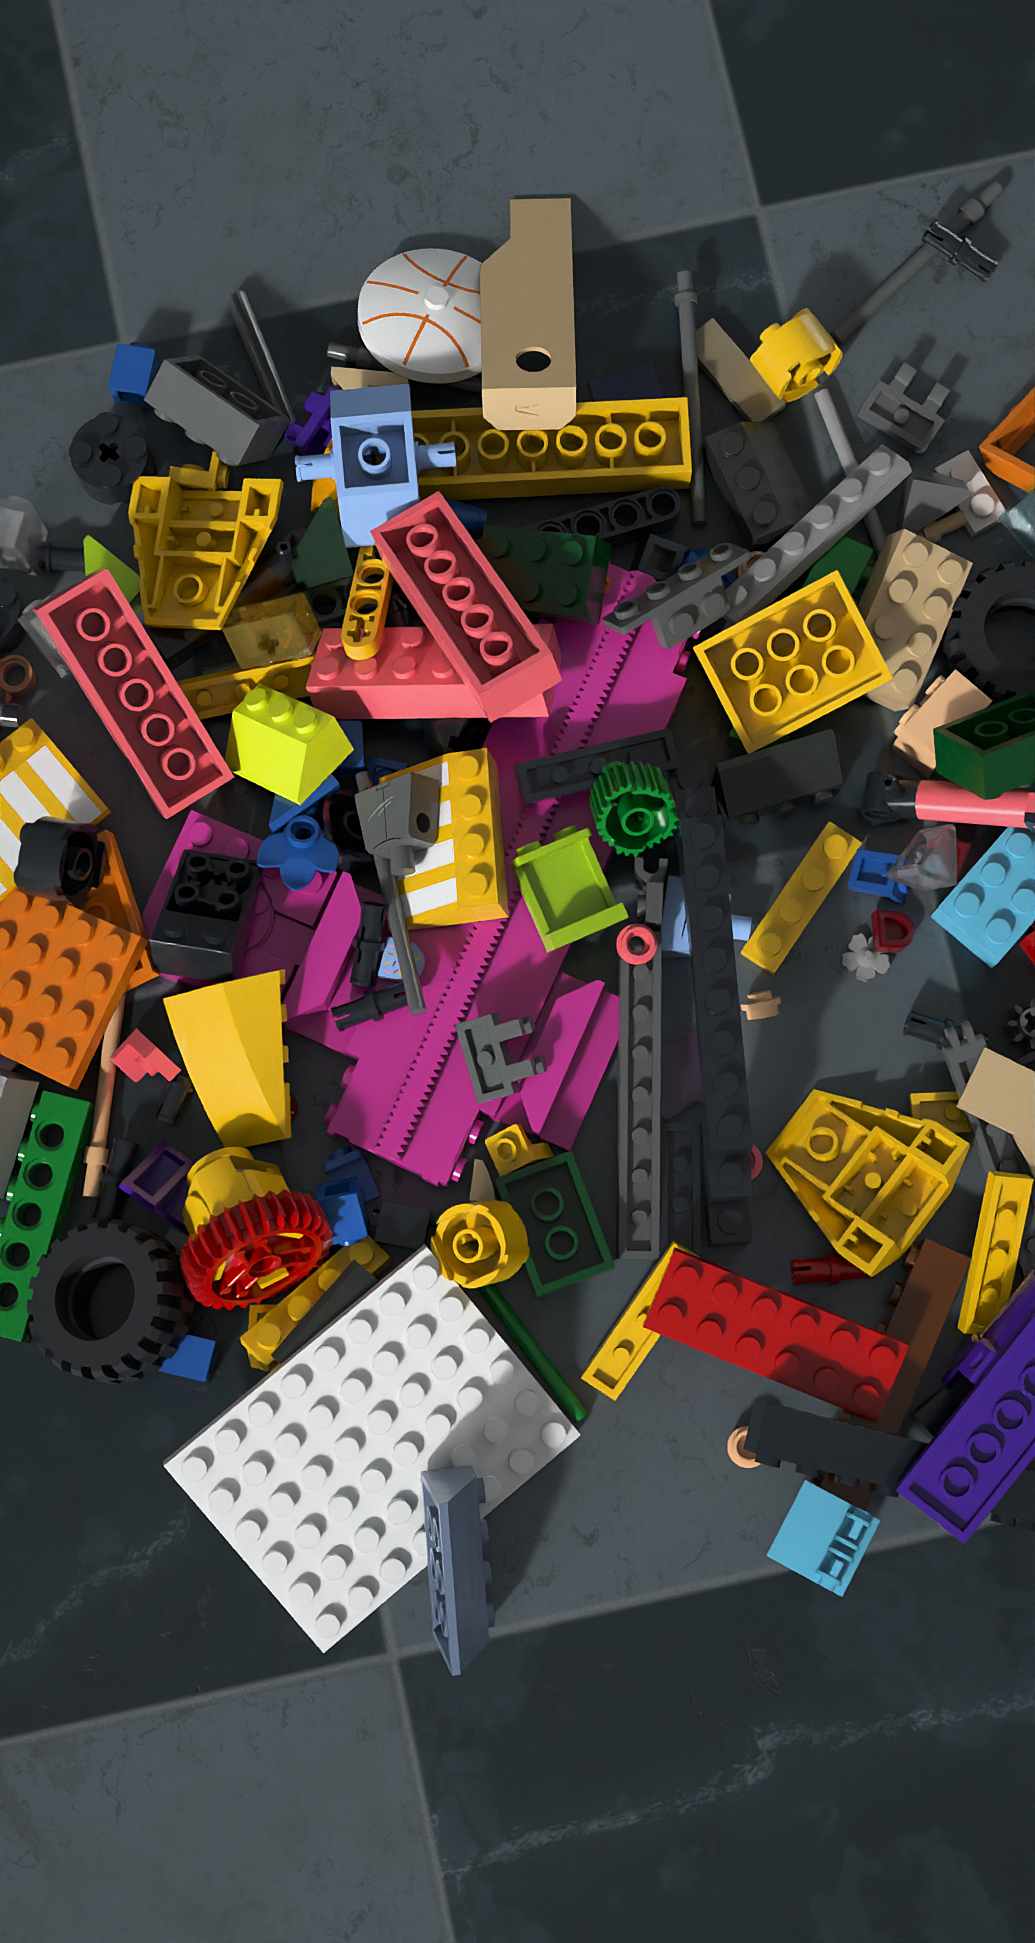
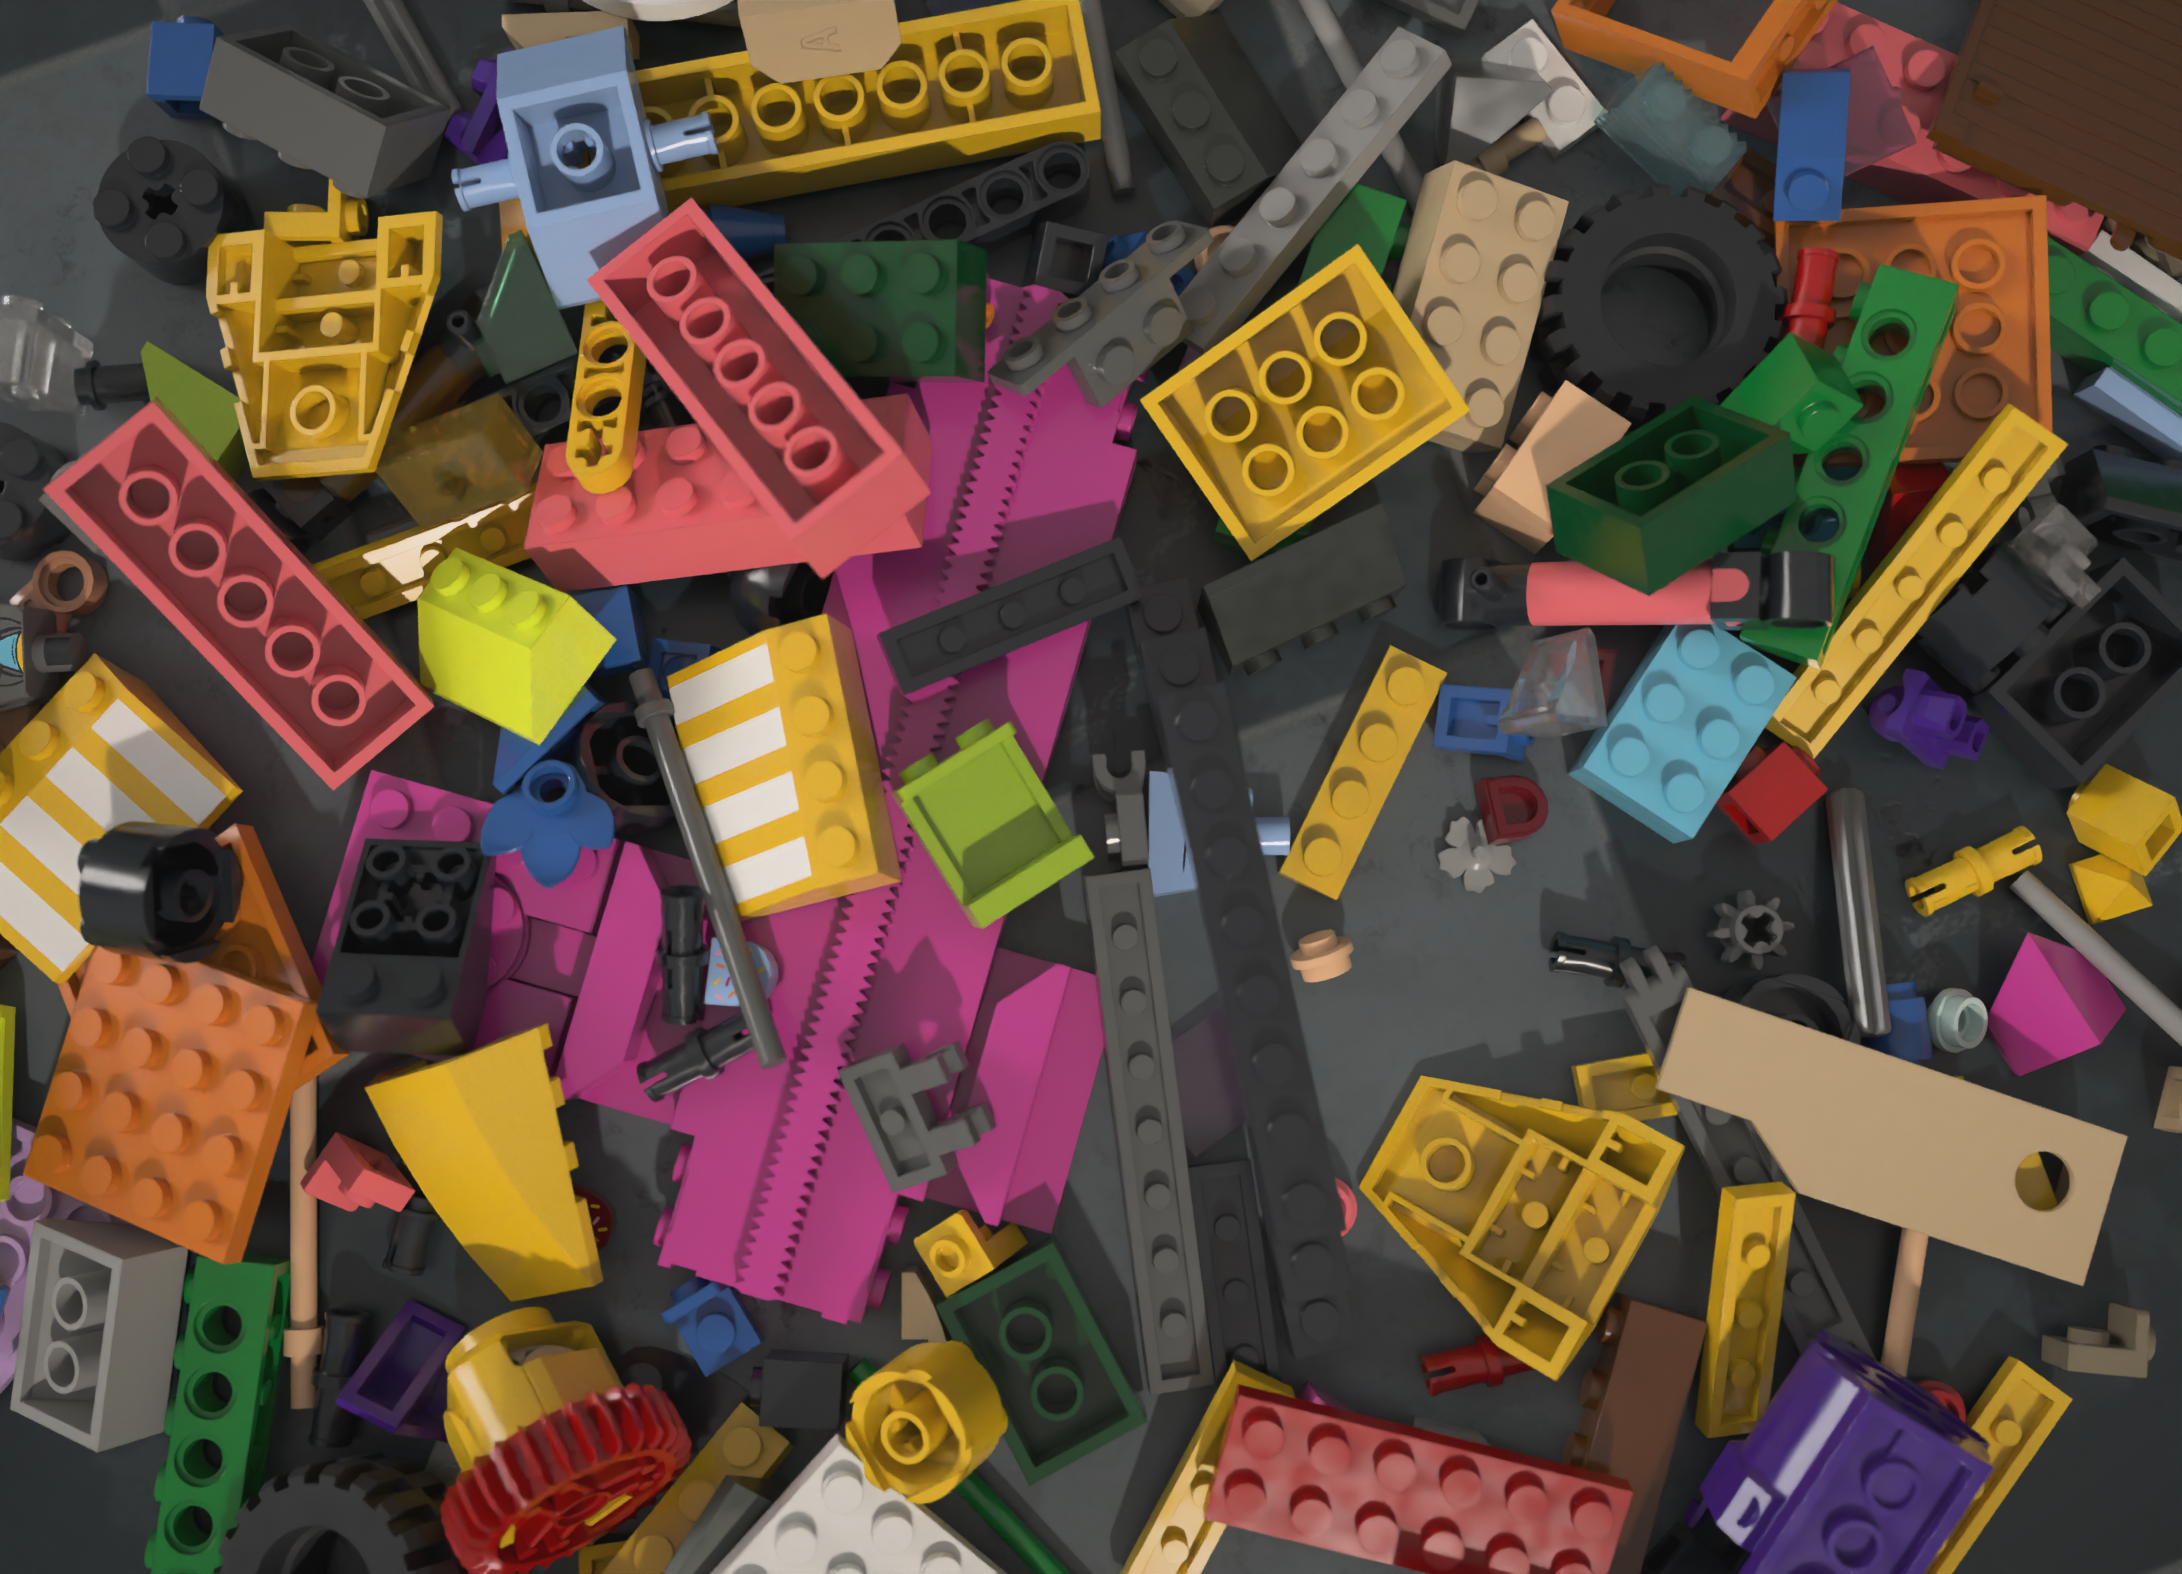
camera: 10 degrees left, 5 degrees up
(344, 1210) = (704, 1383): blue brick -> none
(399, 819) = (703, 749): dark grey torso -> none
(632, 806) = (1077, 677): green brick -> none
(649, 944) = (1133, 902): coral plate -> none

